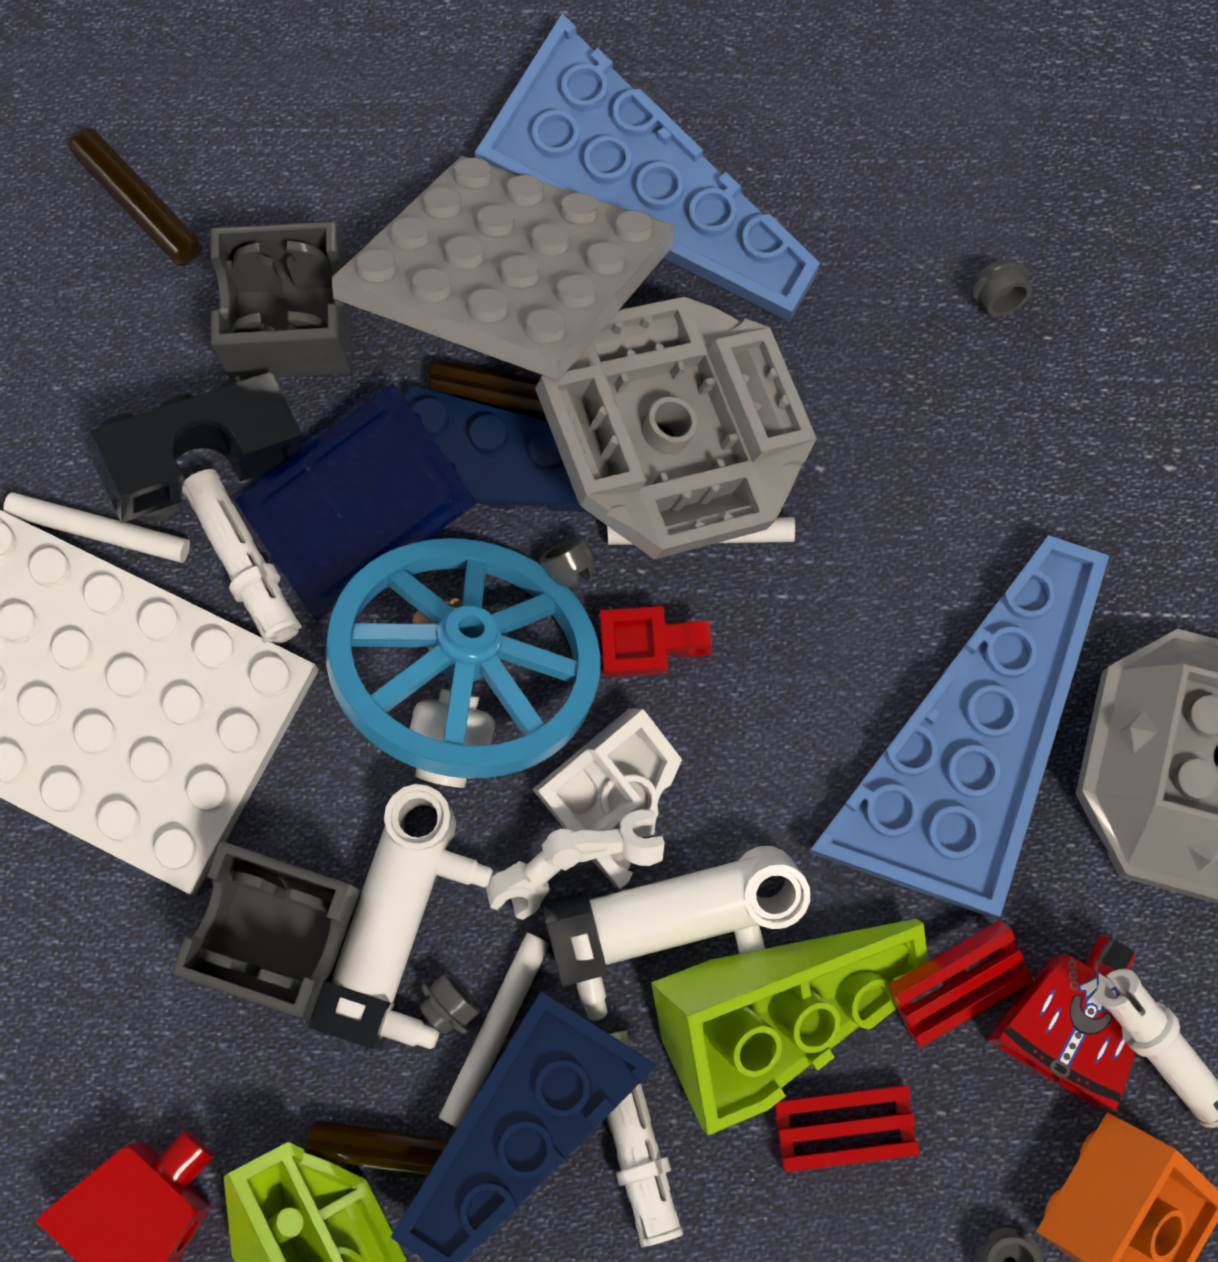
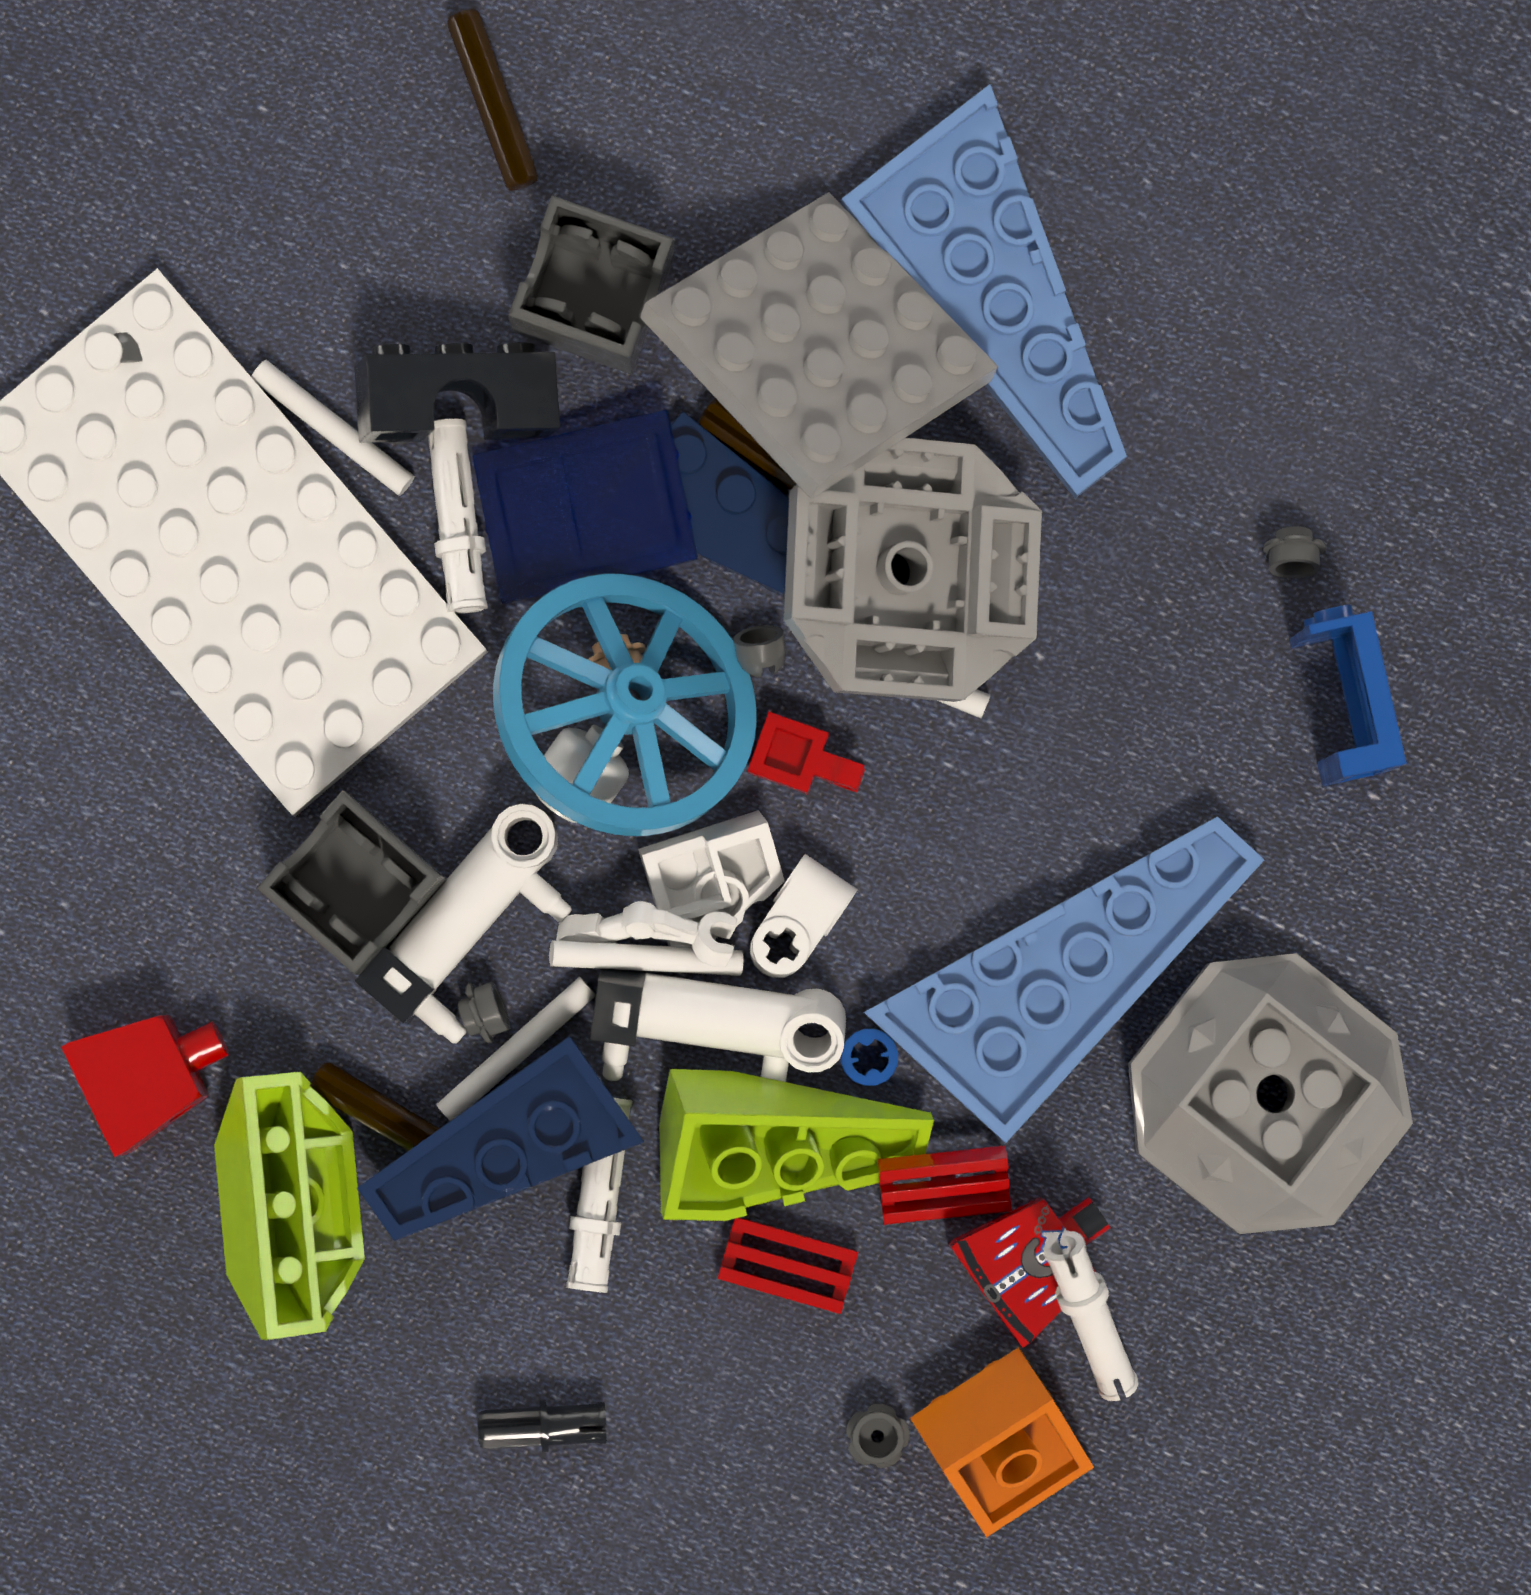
camera: 15 degrees right, 10 degrees up
(574, 888) = (637, 958): none -> white bar
(712, 780) = (804, 910): none -> white piece
(844, 908) = (872, 1076): none -> blue bush
(1079, 336) = (1365, 694): none -> blue panel

